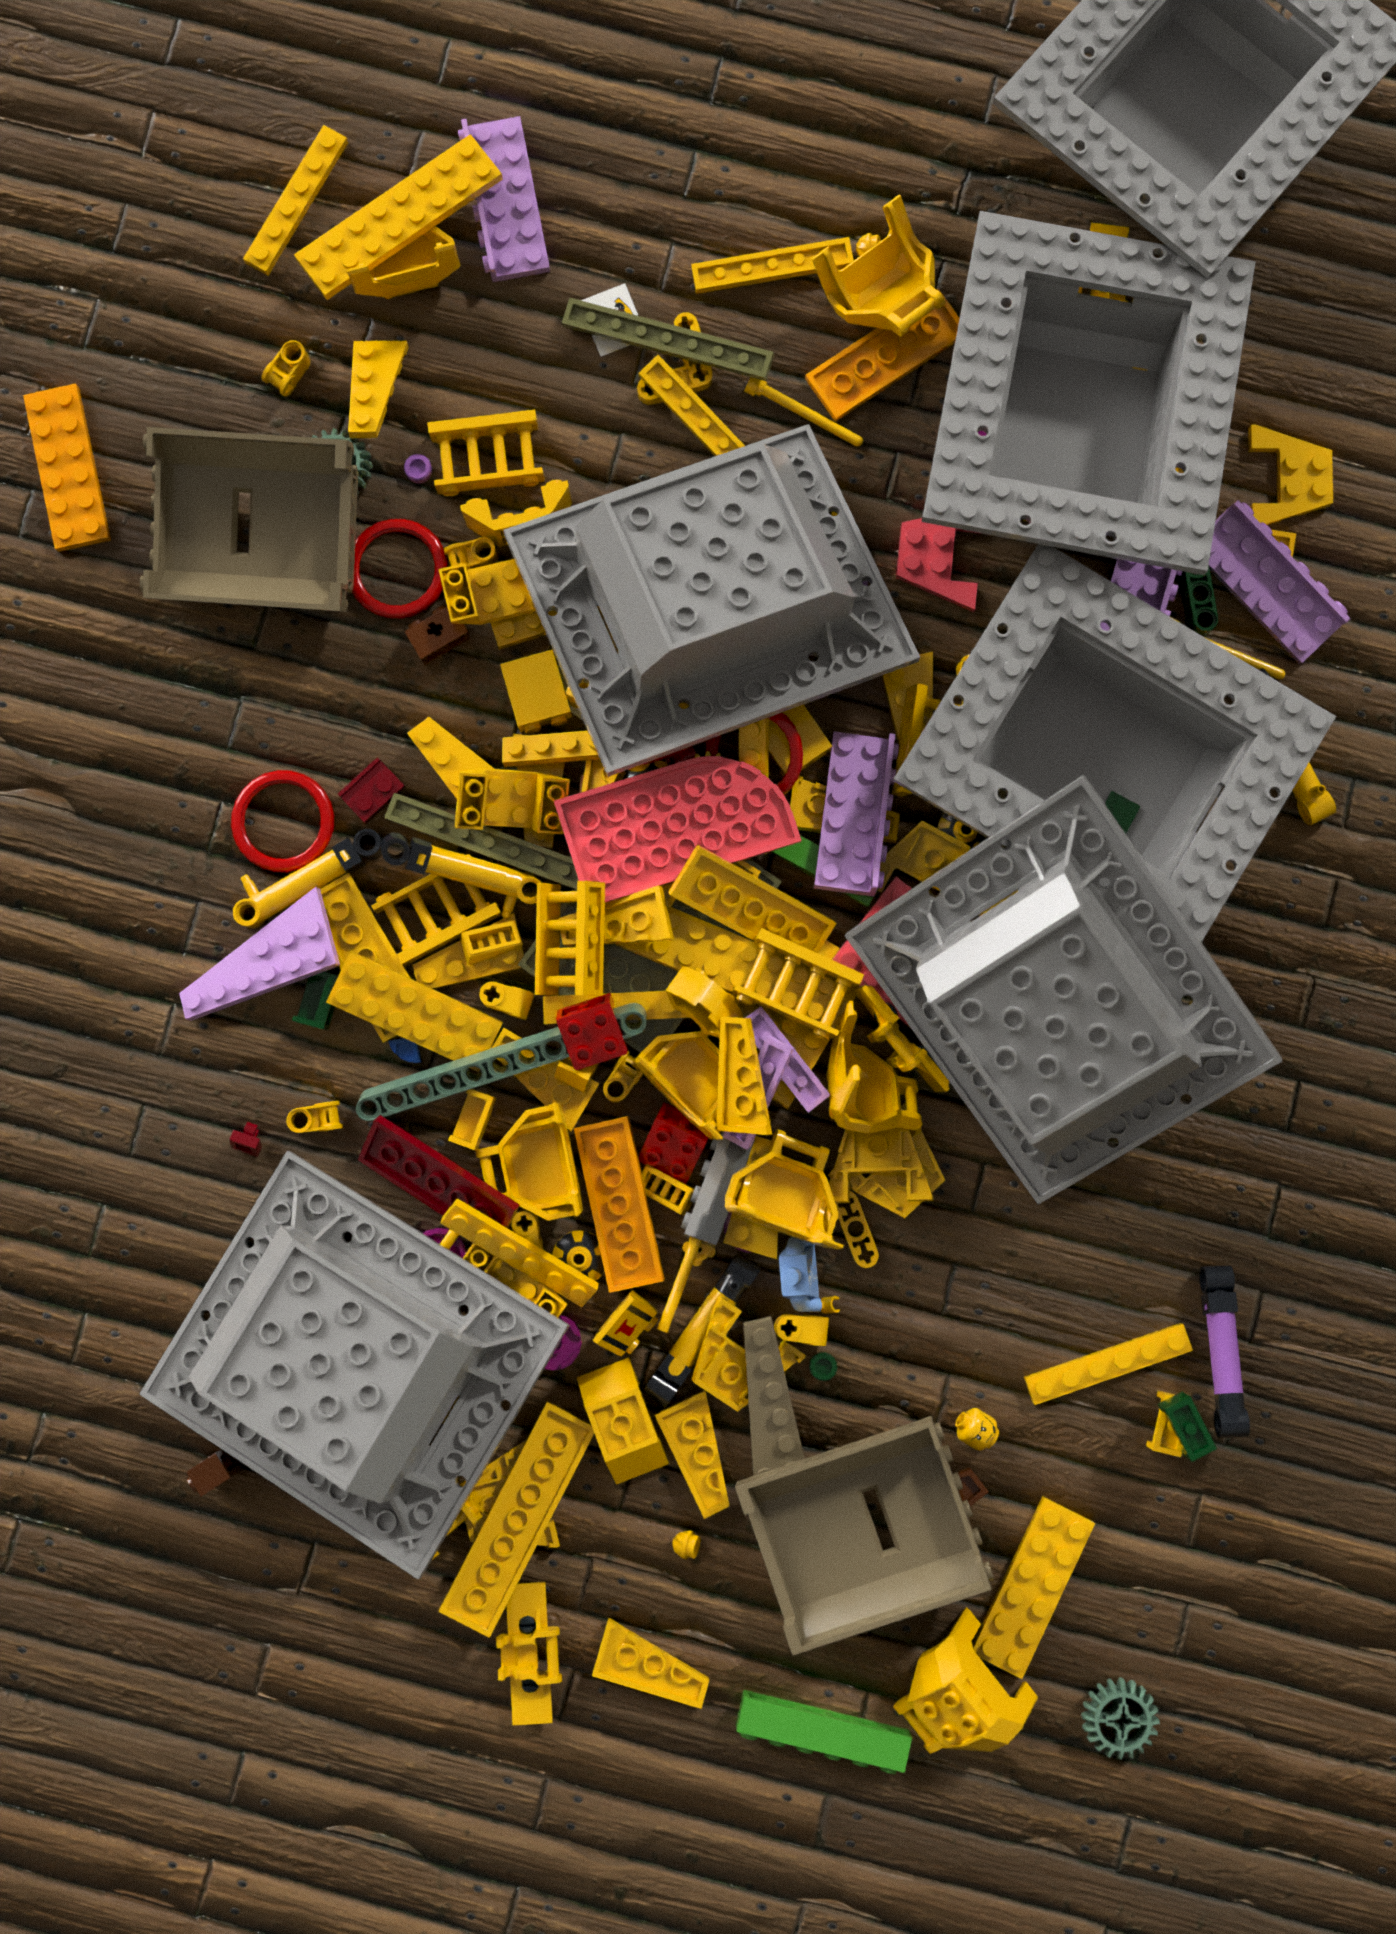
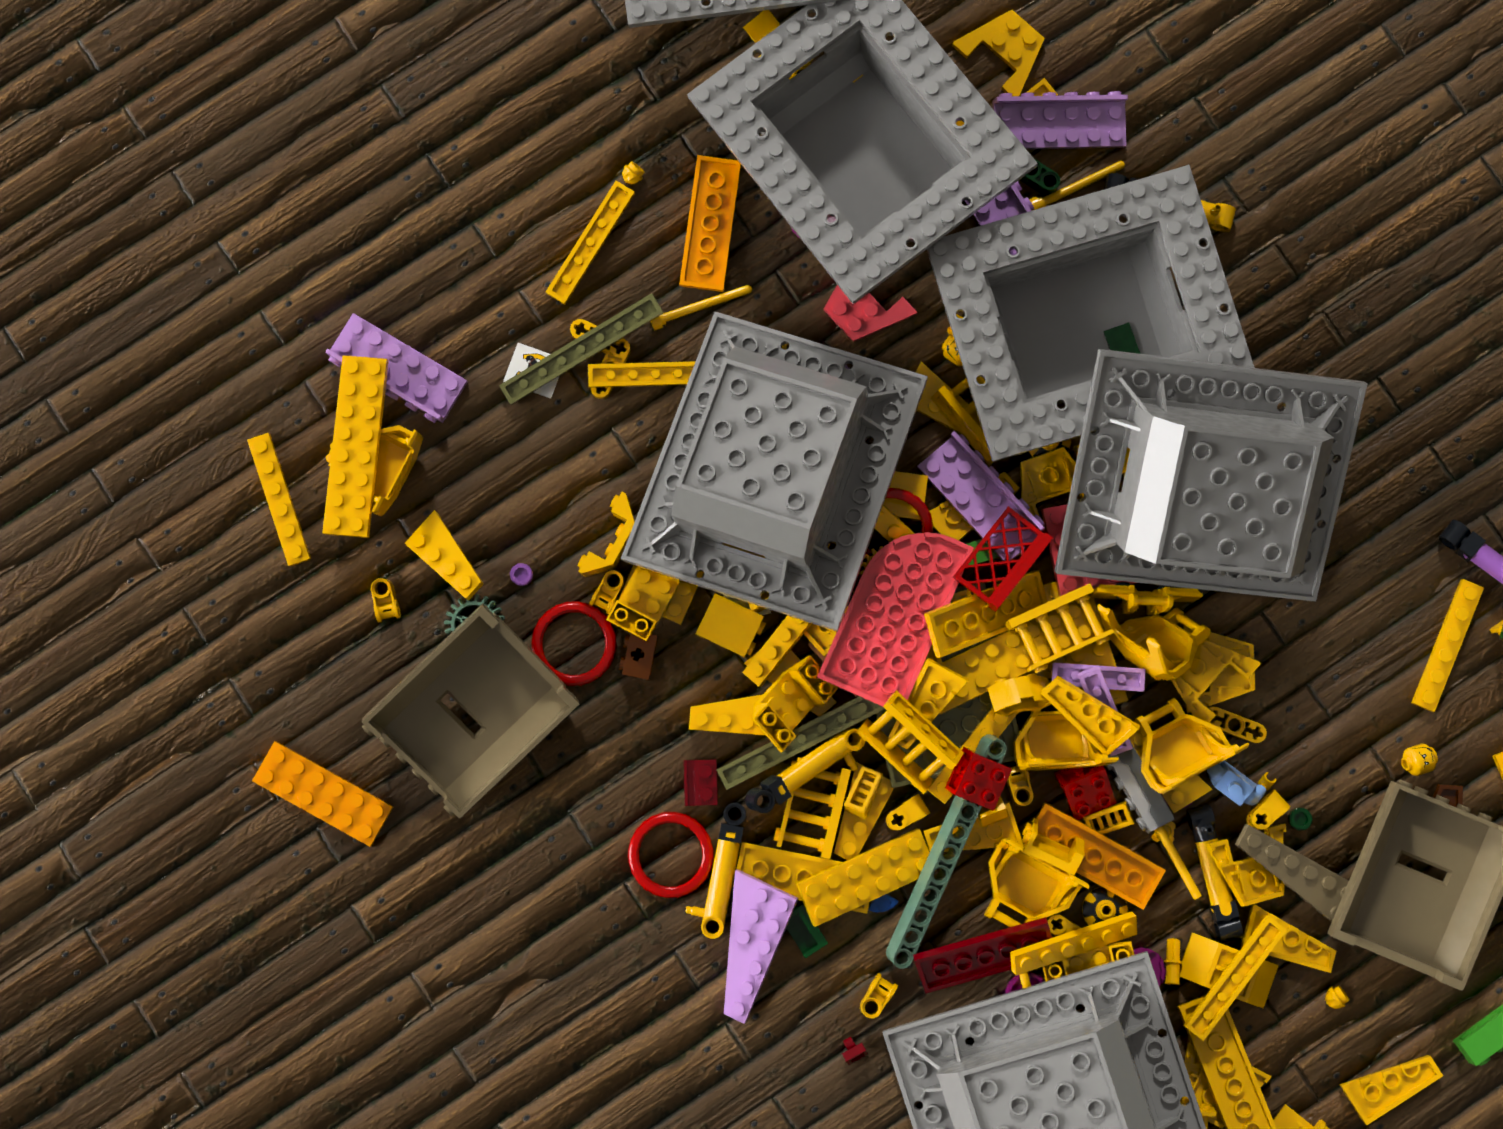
camera: 45 degrees left, 0 degrees up
(473, 1119) = (963, 900): yellow panel -> none
(496, 427) = (541, 503): yellow fence -> none
(583, 1363) = (1172, 962): none -> yellow axle
(585, 1155) = (1052, 851): none -> yellow panel
(617, 1429) = (1235, 977): none -> yellow plate
(626, 1324) = (1171, 916): yellow slope -> none
(814, 899) = (1019, 569): none -> red fence
(888, 283) = (670, 184): yellow piece -> none

